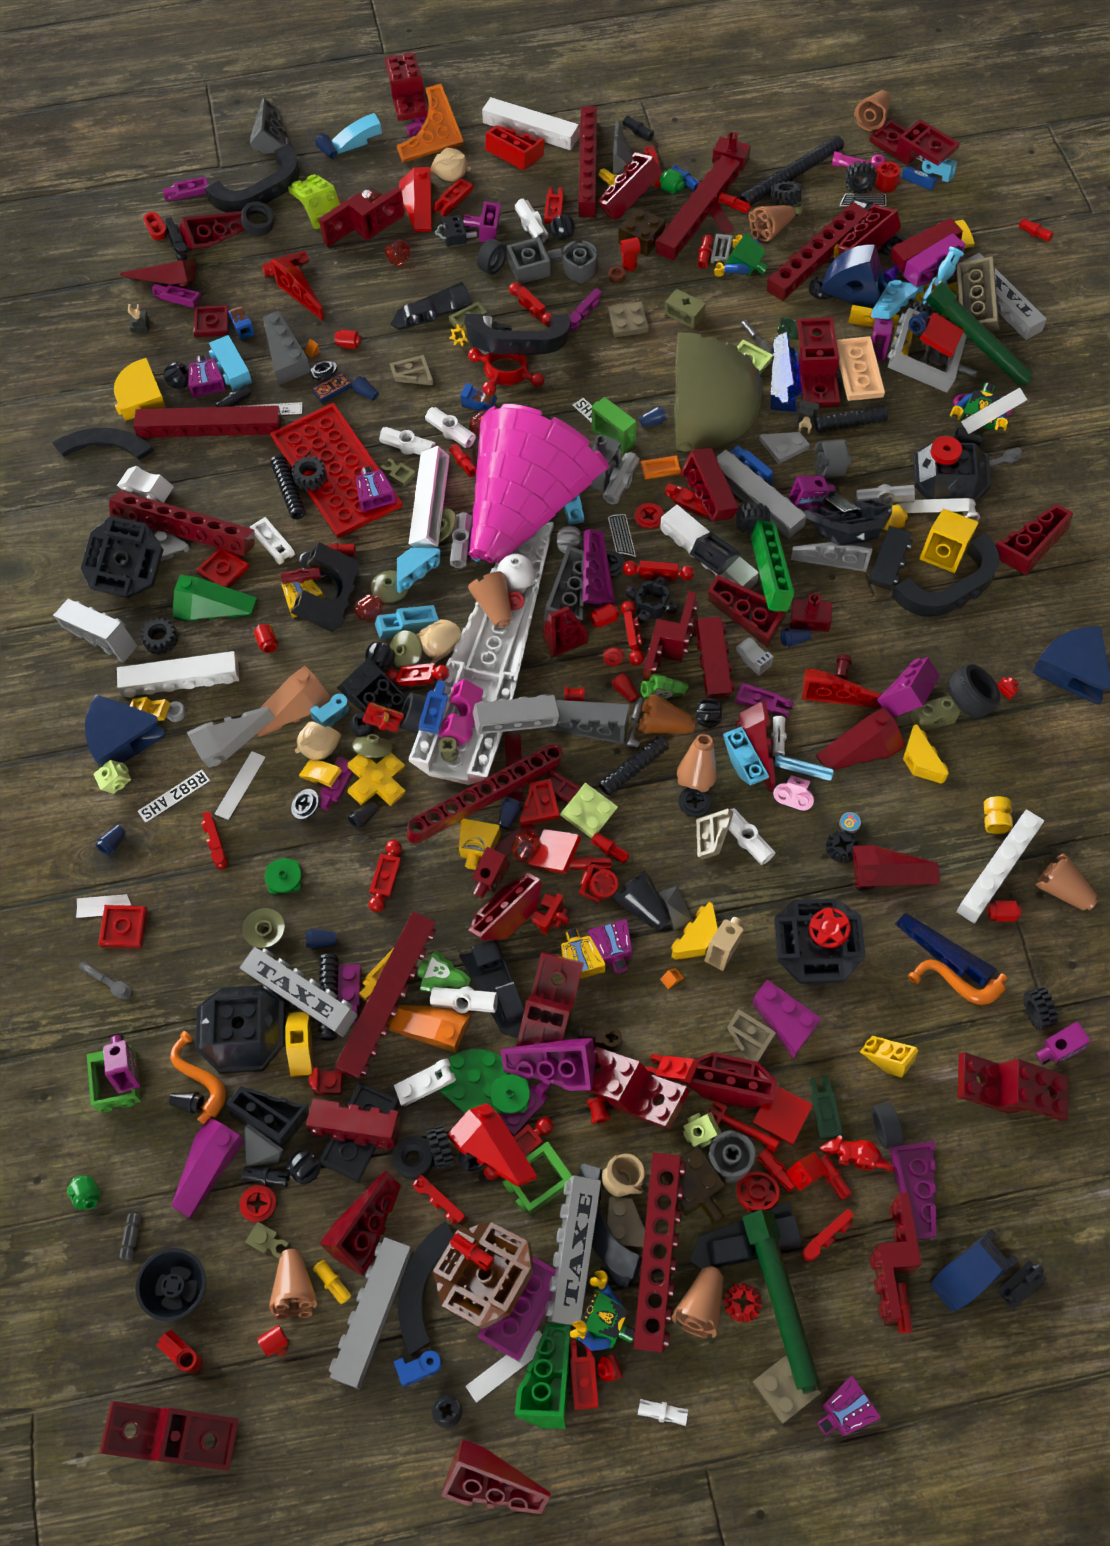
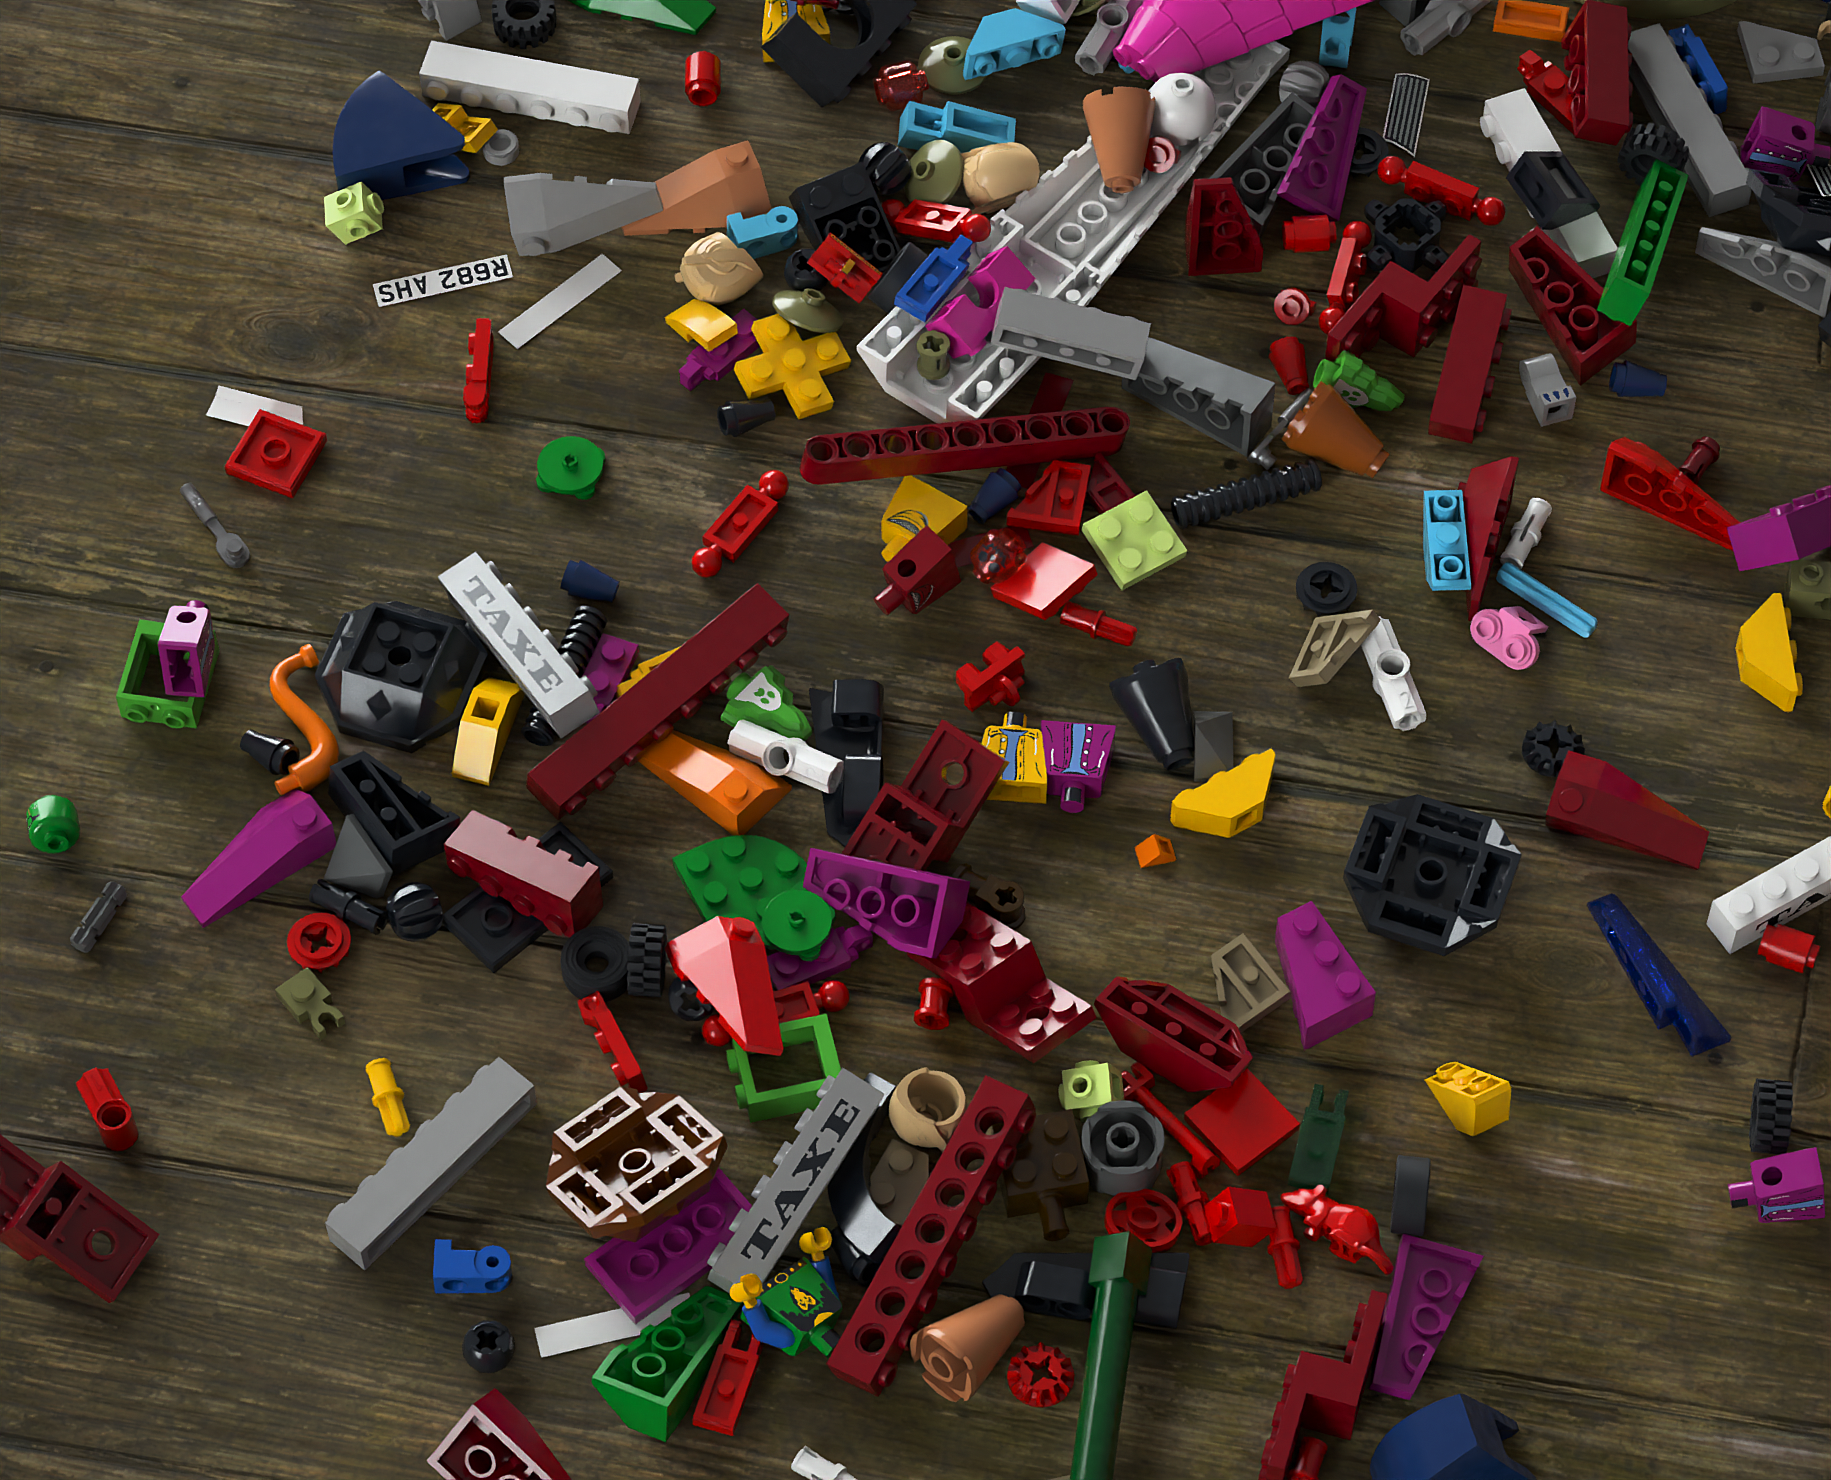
camera: 20 degrees right, 5 degrees down
(109, 841) = (309, 312): dark blue cone -> none
(163, 1275) = (134, 999): black piece -> none
(260, 920) = (502, 521): olive dish -> none
(274, 1342) = (261, 1142): red piece -> none
(292, 1288) = (320, 1080): nougat cone -> none
(302, 798) = (664, 356): gear -> none
(326, 1082) = (505, 802): red bracket -> none
(358, 1230) = (461, 1036): dark red wedge -> none
(414, 1284) = (514, 1154): black tile -> none
(424, 1082) = (665, 858): white plate -> none
(472, 1251) = (628, 1120): red axle -> none
(507, 909) = (924, 645): dark red wedge -> none
(574, 694) = (1196, 343): red bush -> none
(601, 885) = (1100, 658): red piece -> none
(609, 1368) = (776, 1385): red plate -> none
(610, 847) = (1142, 610): red axle -> none
(651, 510) = (1476, 84): red gear -> none
(673, 1068) = (1087, 978): red hinge -> none
(699, 765) = (1356, 526): nougat cone -> none
(709, 712) = (1417, 452): black piece -> none
(724, 943) = (1267, 824): tan torso -> none
(751, 695) = (1533, 469): magenta hinge -> none
(811, 614) = (1683, 352): dark red brick -> none
(826, 1237) = (1229, 1326): red hinge -> none
(829, 927) = (1456, 854): red wheel -> none
(850, 822) = (1586, 716): tile -> none
(870, 739) = (1684, 592): dark red wedge -> none
(987, 995) = (1676, 1067): orange animal -> none
(1013, 1086) = (1659, 1217): dark red bracket -> none

